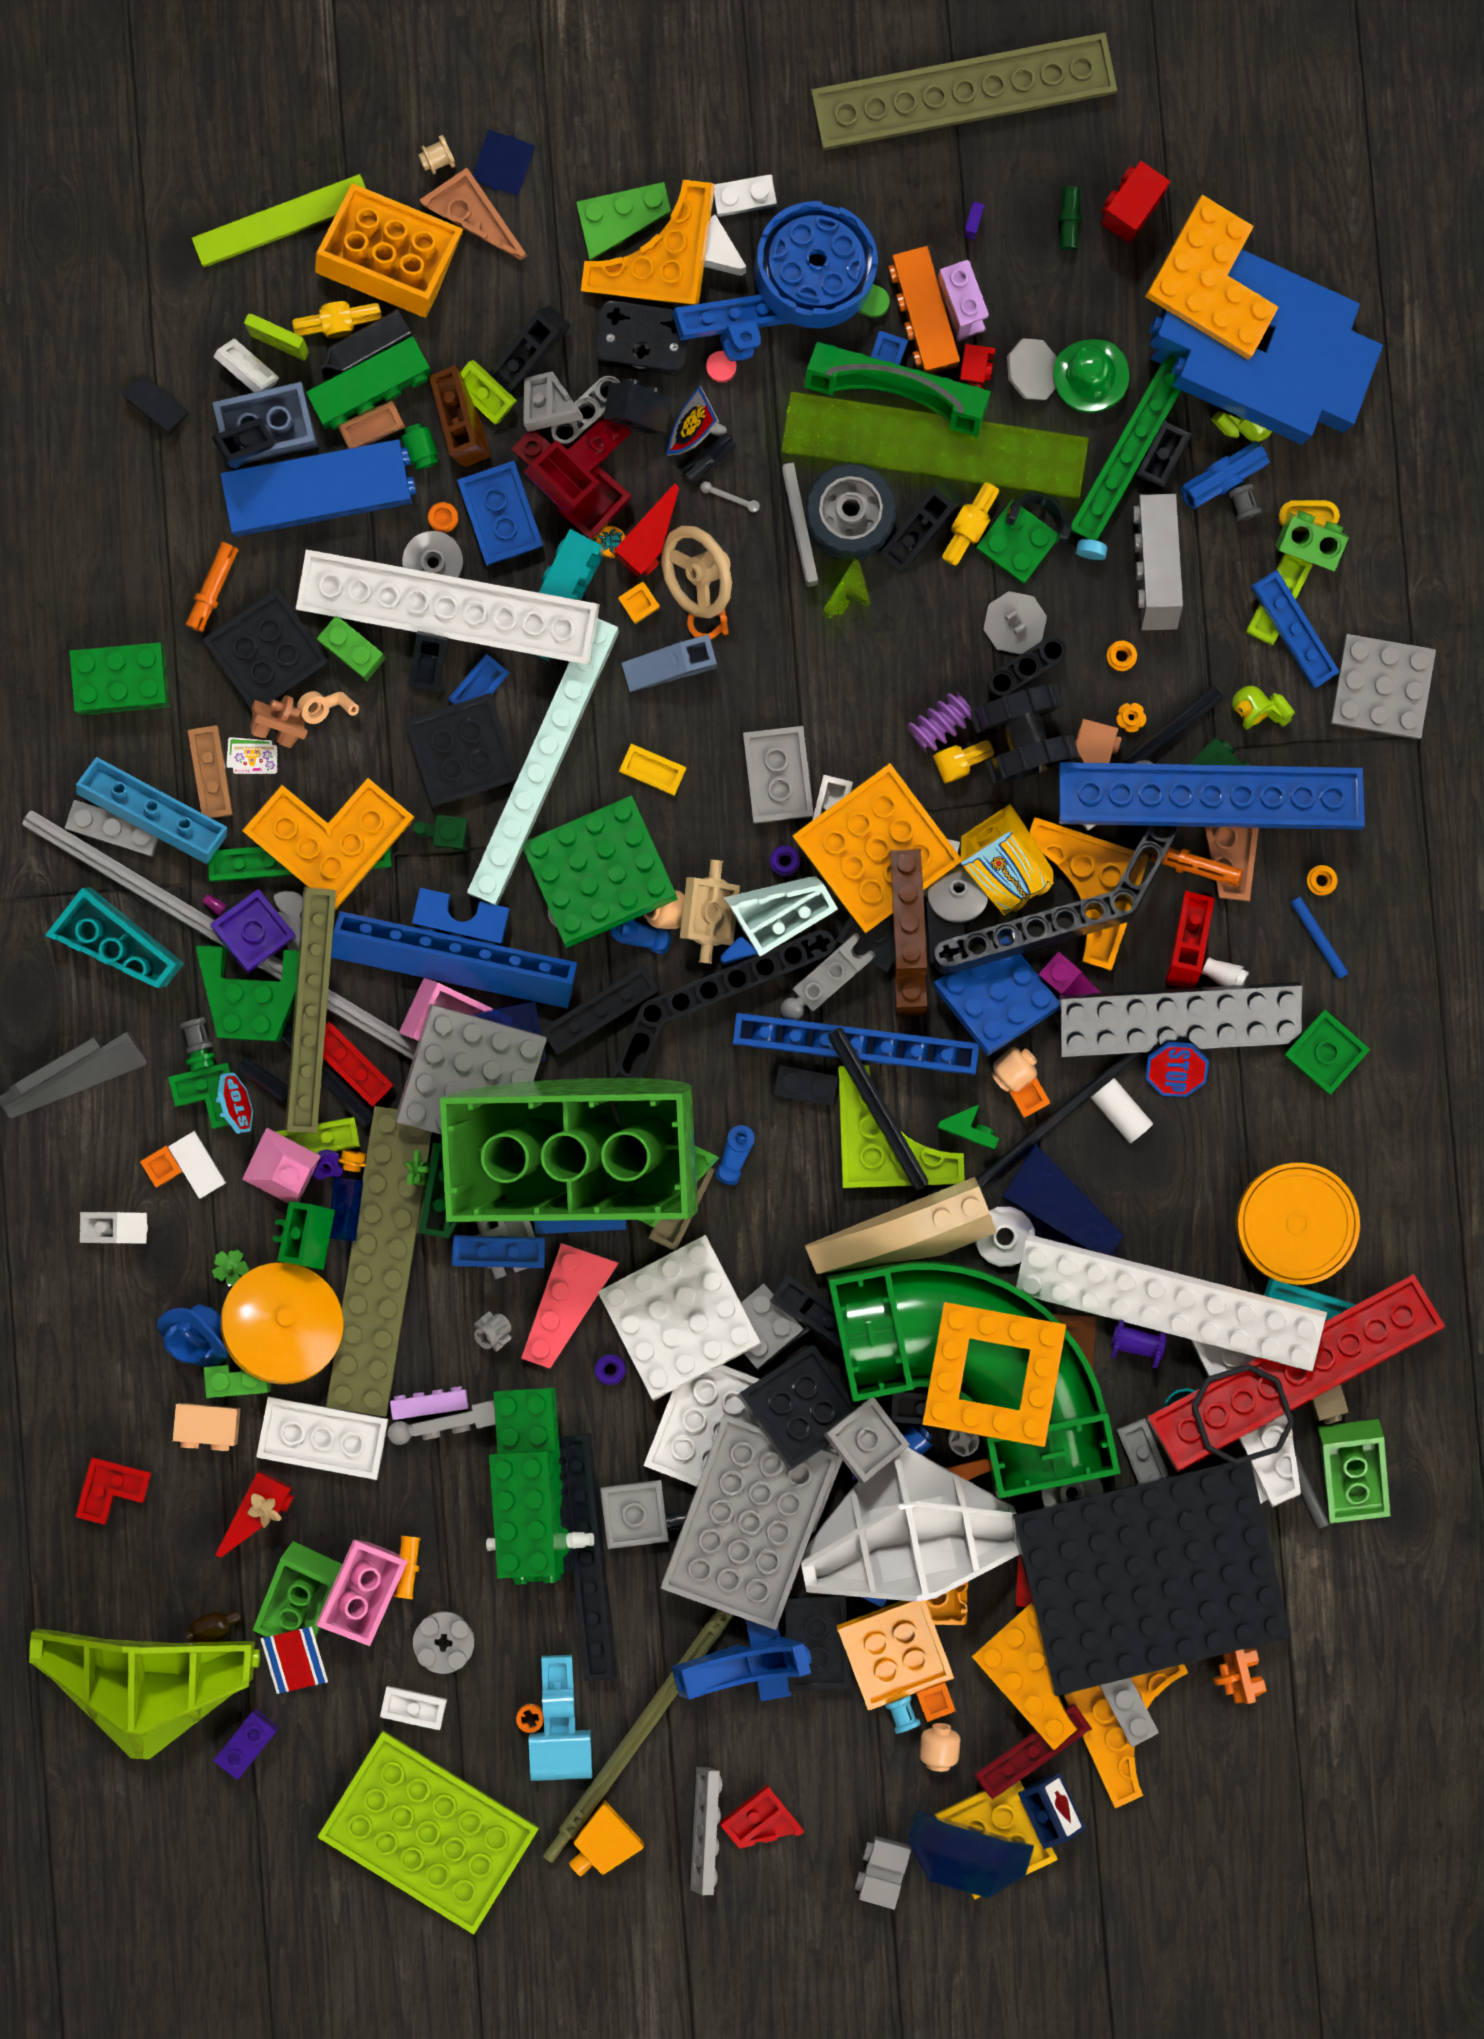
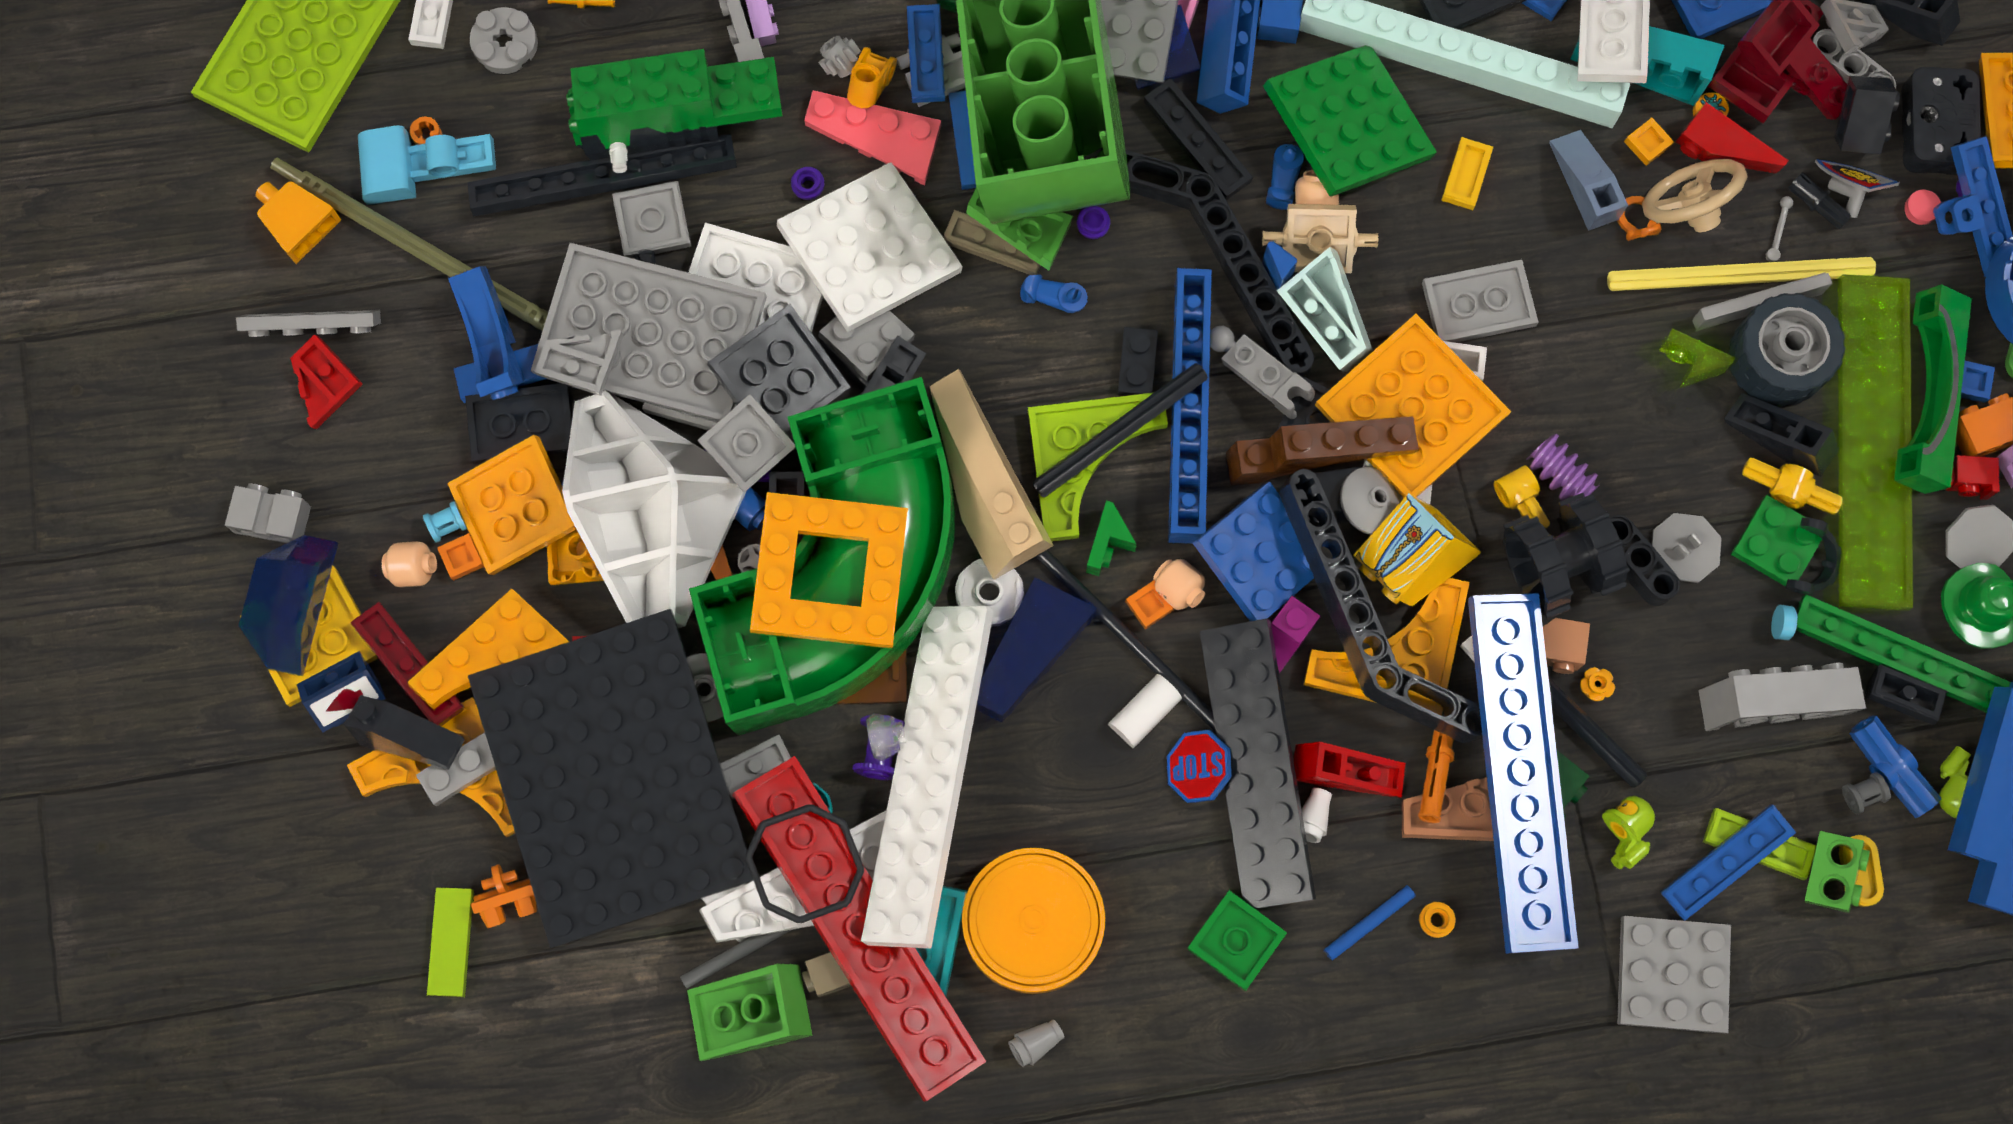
camera: 90 degrees right, 10 degrees down
(512, 1304) = (869, 78): none -> light orange piece
(770, 538) = (1737, 273): none -> light yellow axle
(775, 1584) = (580, 361): none -> light grey wing
(785, 851) = (1391, 312): dark purple plate -> none
(1096, 1755) = (402, 733): none -> black slope
(1123, 646) = (1673, 660): light orange plate -> none
(1136, 1338) = (884, 735): none -> clear cone
(1273, 1724) = (450, 942): none -> lime tile
(1398, 1230) = (1035, 1042): none -> light grey cone

